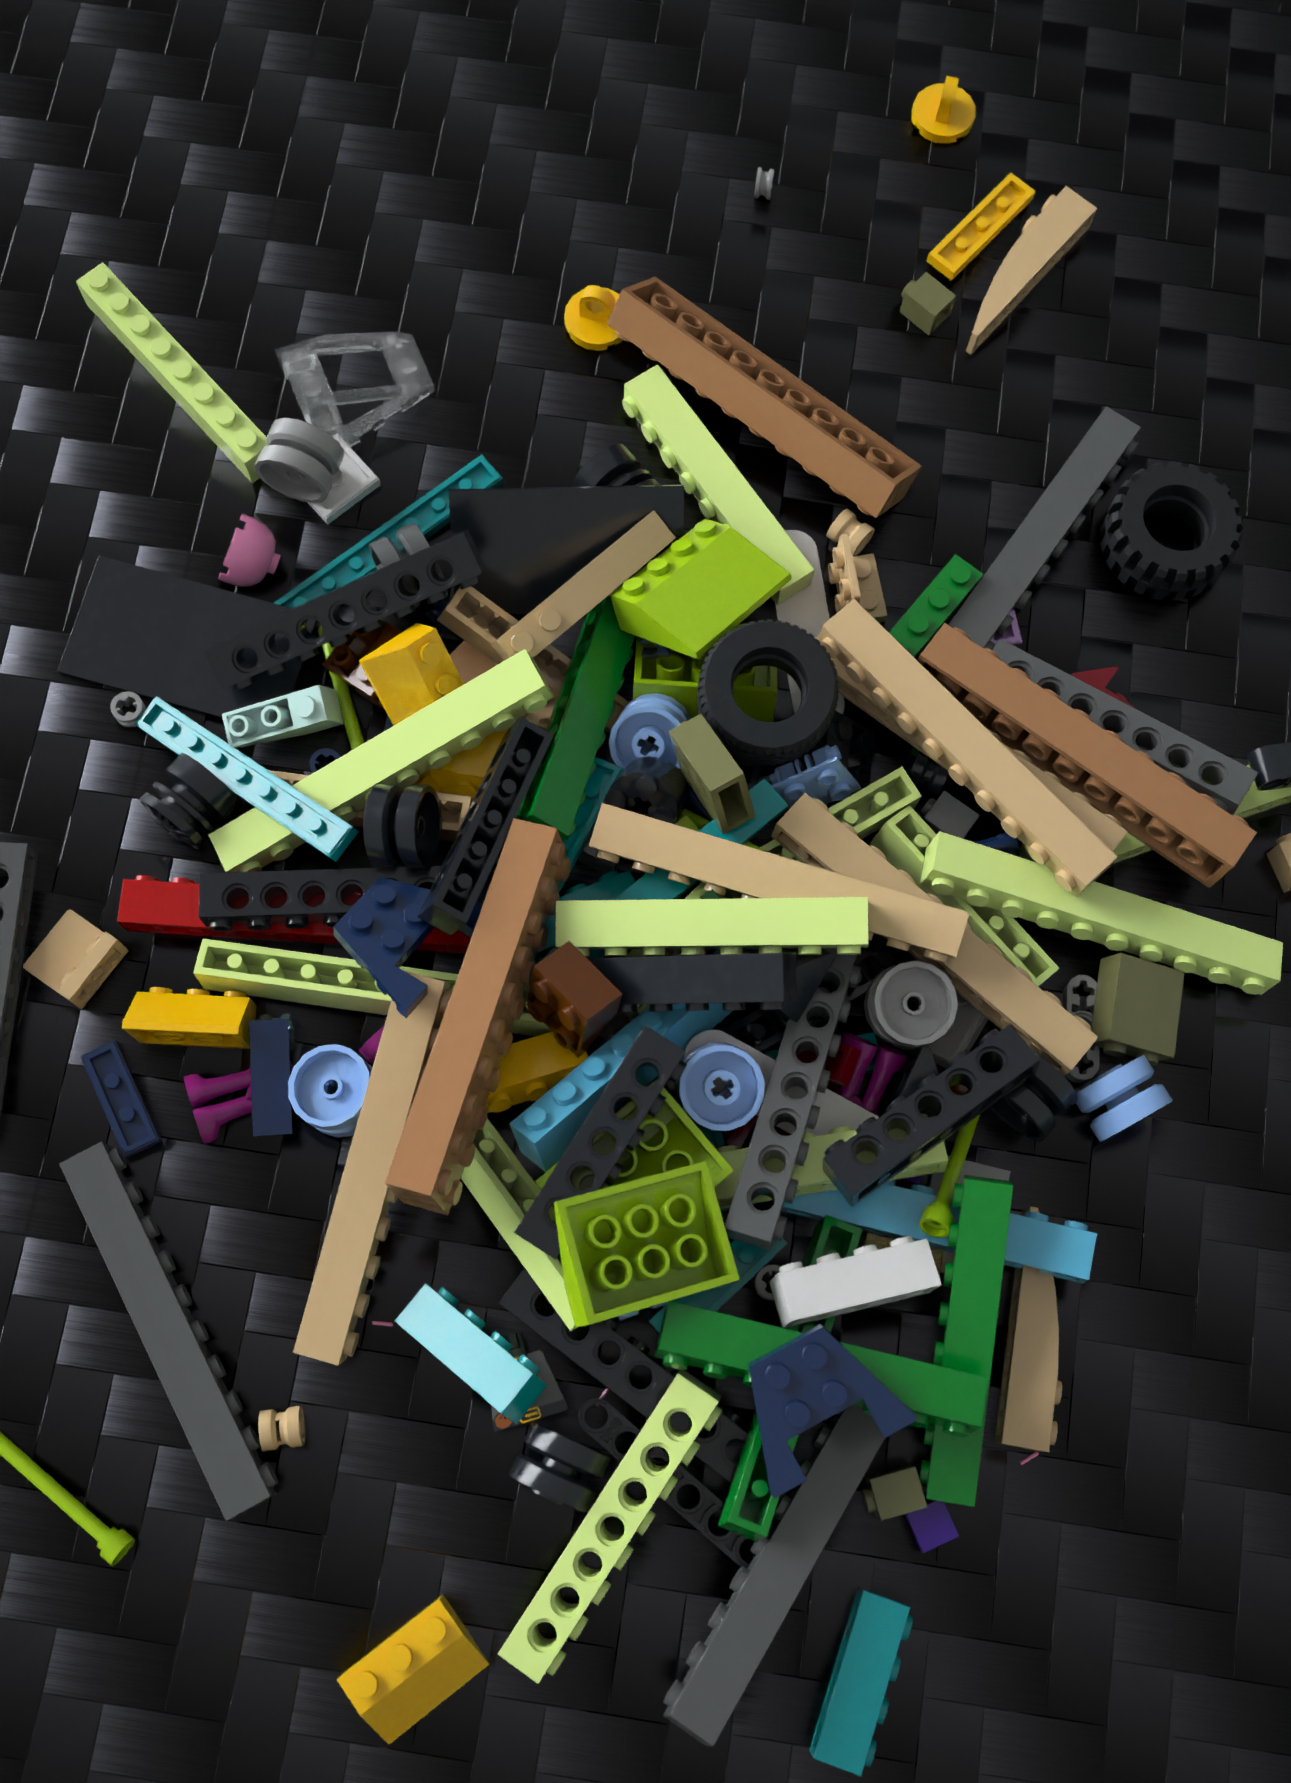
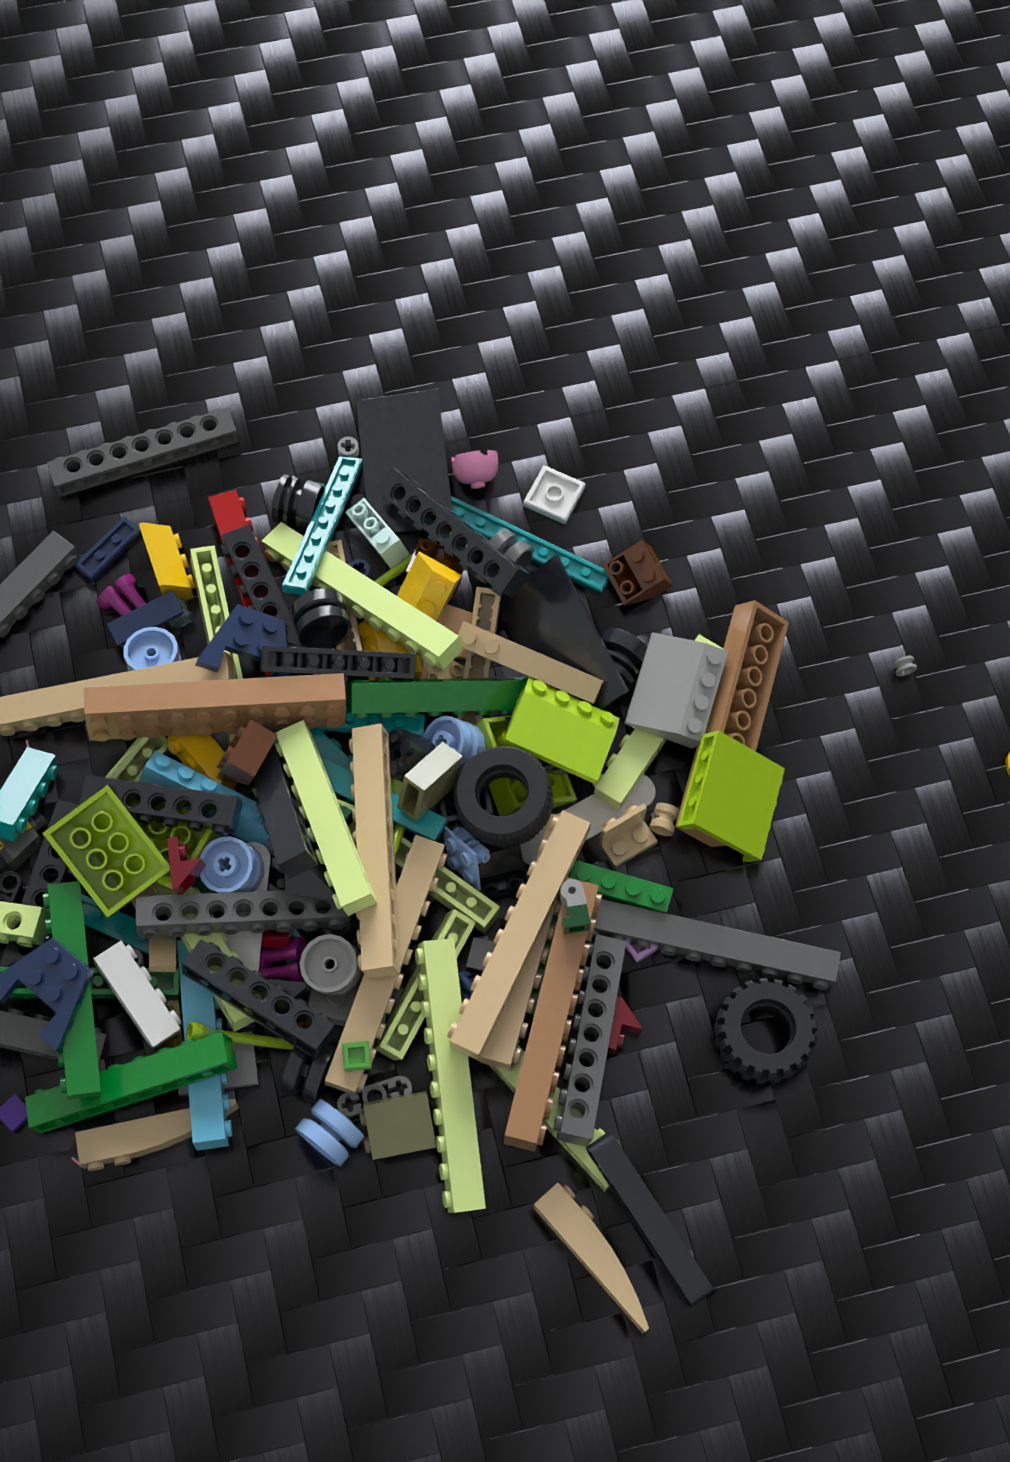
camera: 70 degrees right, 5 degrees down
(75, 958) = (180, 488): tan bracket -> none
(173, 368) = (579, 378): yellowish green brick -> none
(299, 460) = (549, 466): light grey wheel -> none
(320, 404) = (602, 452): clear windscreen -> none
(501, 423) = (637, 574): none -> reddish brown slope
(588, 317) = (744, 592): yellow tile -> none
(696, 433) = (676, 689): none -> light grey slope
(717, 1149) = (182, 872): none -> dark red slope
(805, 1229) = (162, 954): none -> tan slope
(863, 434) = (732, 795): none -> lime panel
(893, 1493) = (23, 1078): olive brick -> none
(927, 303) = (866, 806): olive brick -> none
(970, 657) = (574, 900): none -> leg
(981, 226) = (949, 821): yellow plate -> none
(1033, 255) = (936, 862): tan slope -> none
(1055, 1015) = (356, 1056): none -> bright green tile

